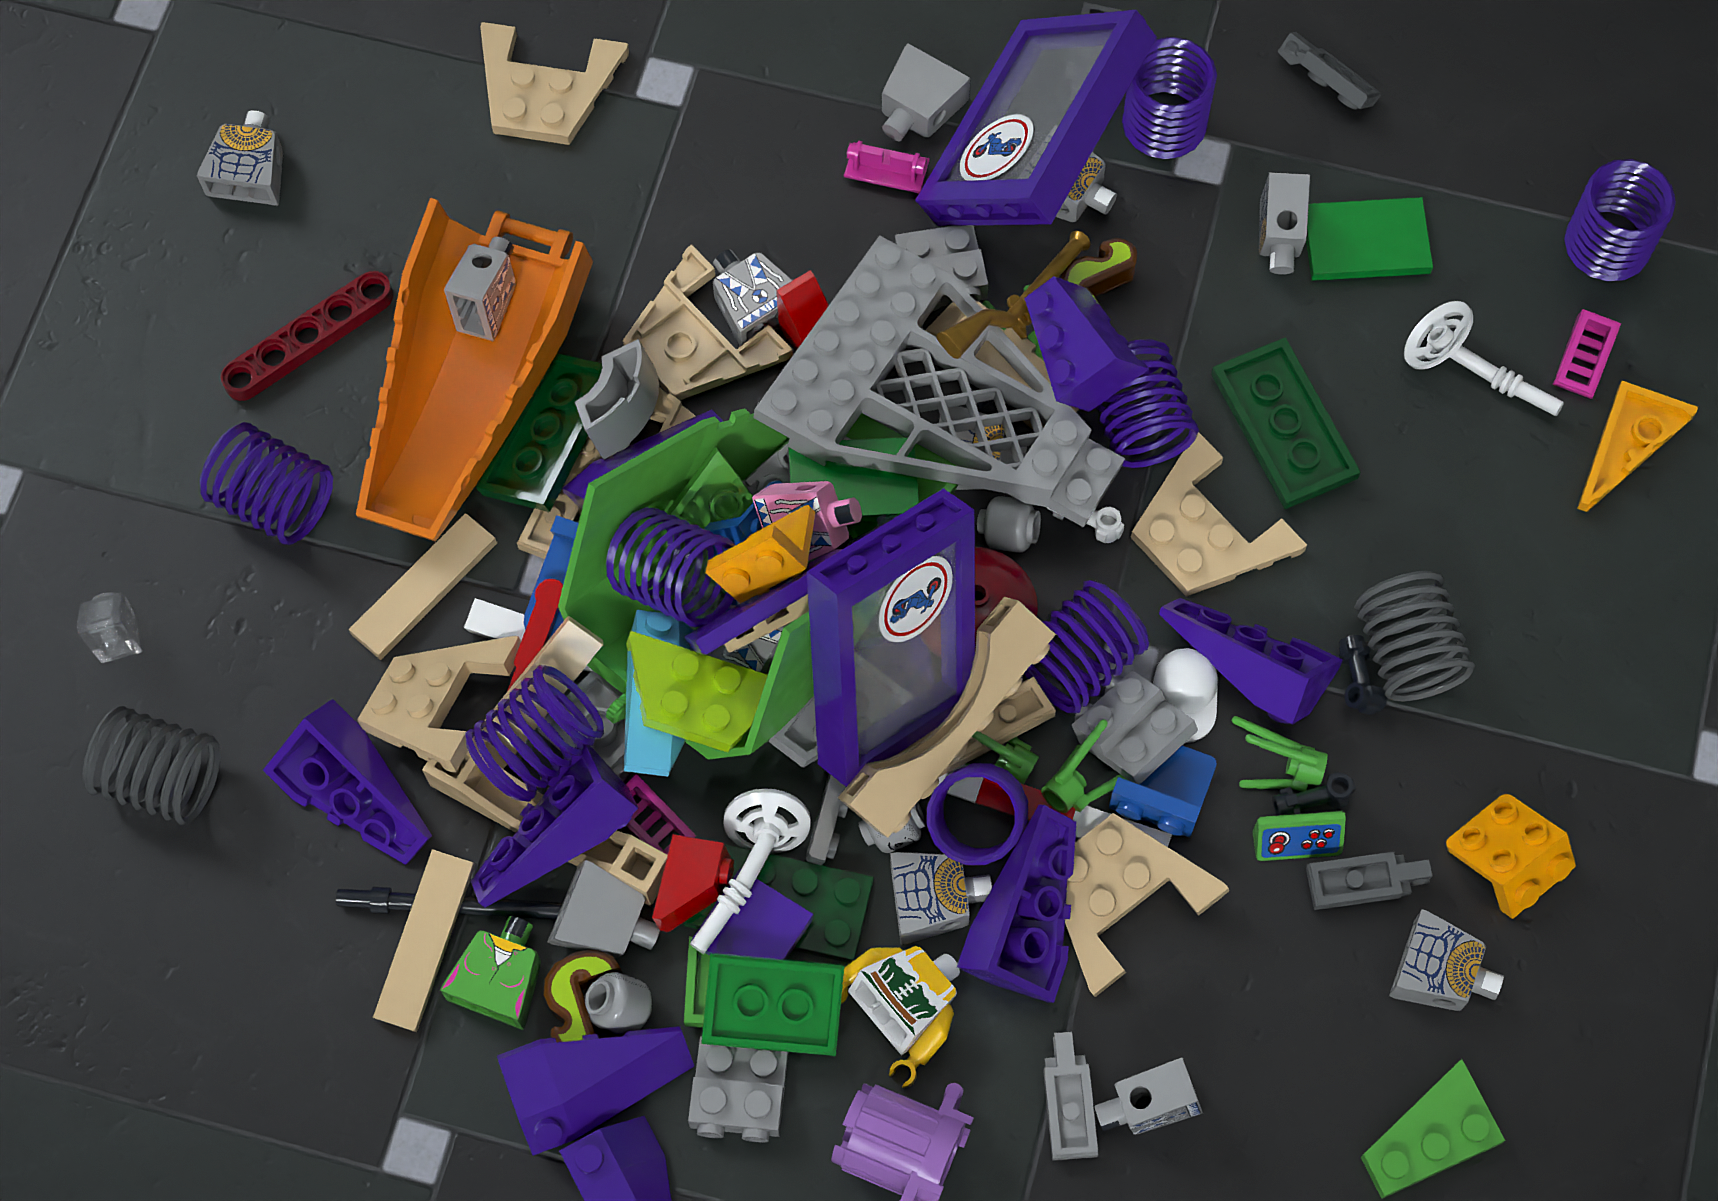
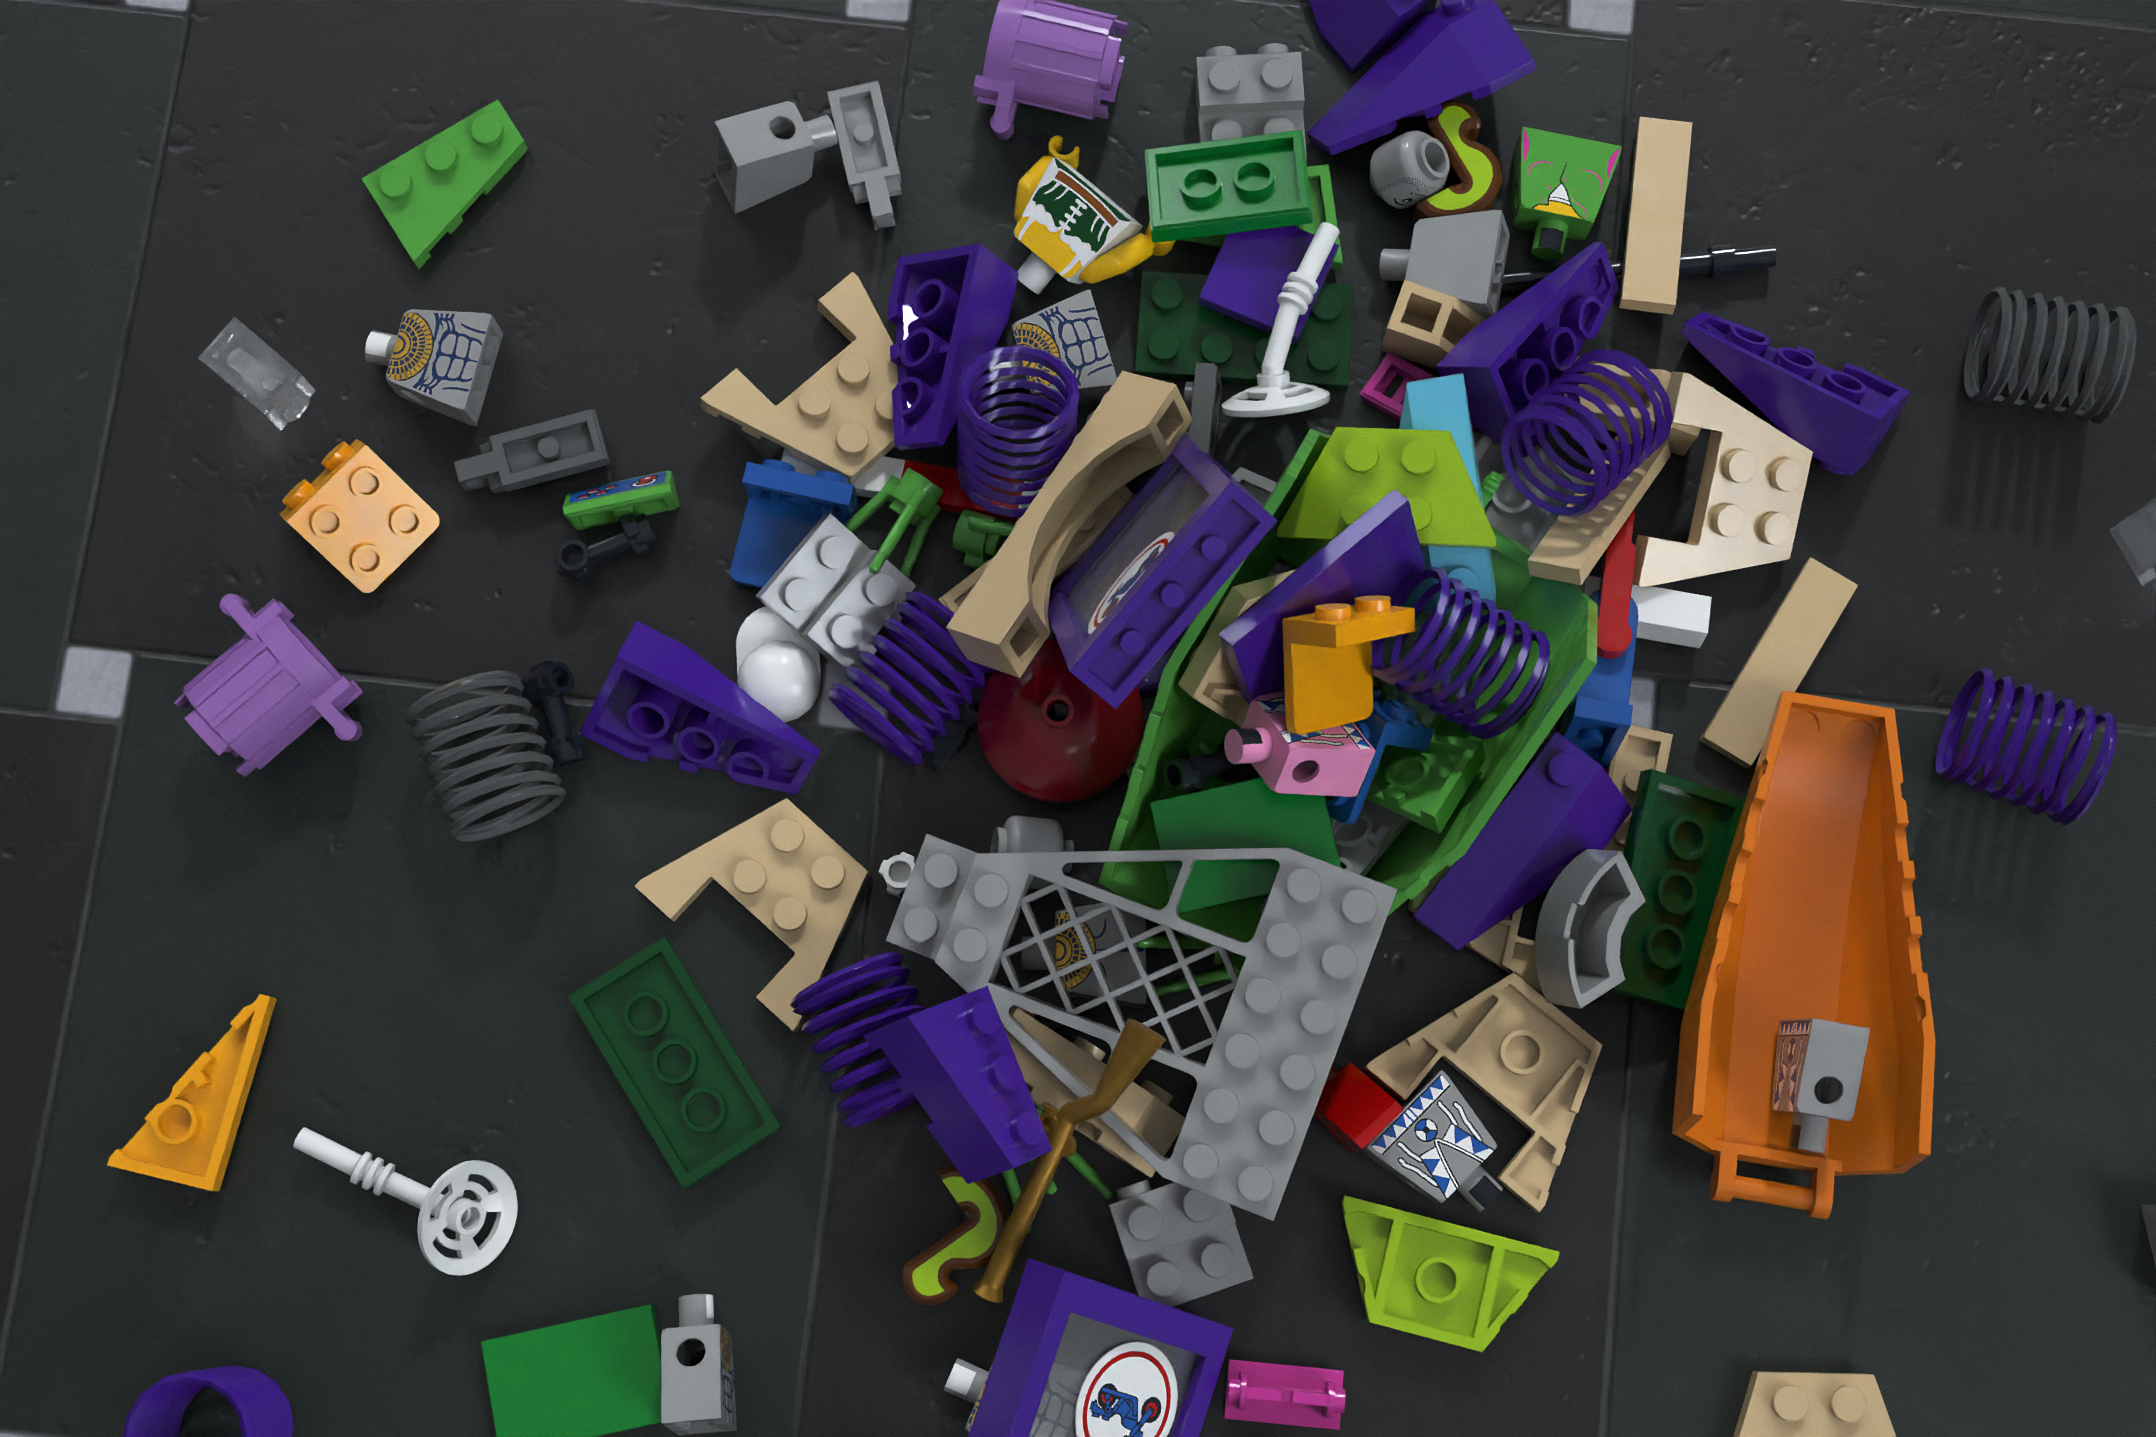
camera: 170 degrees right, 10 degrees up
(298, 353) = (2059, 982): dark red beam -> none
(691, 880) = (1353, 315): red slope -> none
(767, 219) = (1438, 1274): none -> lime wing
(1303, 761) = (623, 583): bright green plant -> none
(1581, 713) = (266, 689): none -> medium lavender container
(1589, 964) = (257, 374): none -> clear slope
(1596, 324) = (275, 1262): dark pink slope -> none

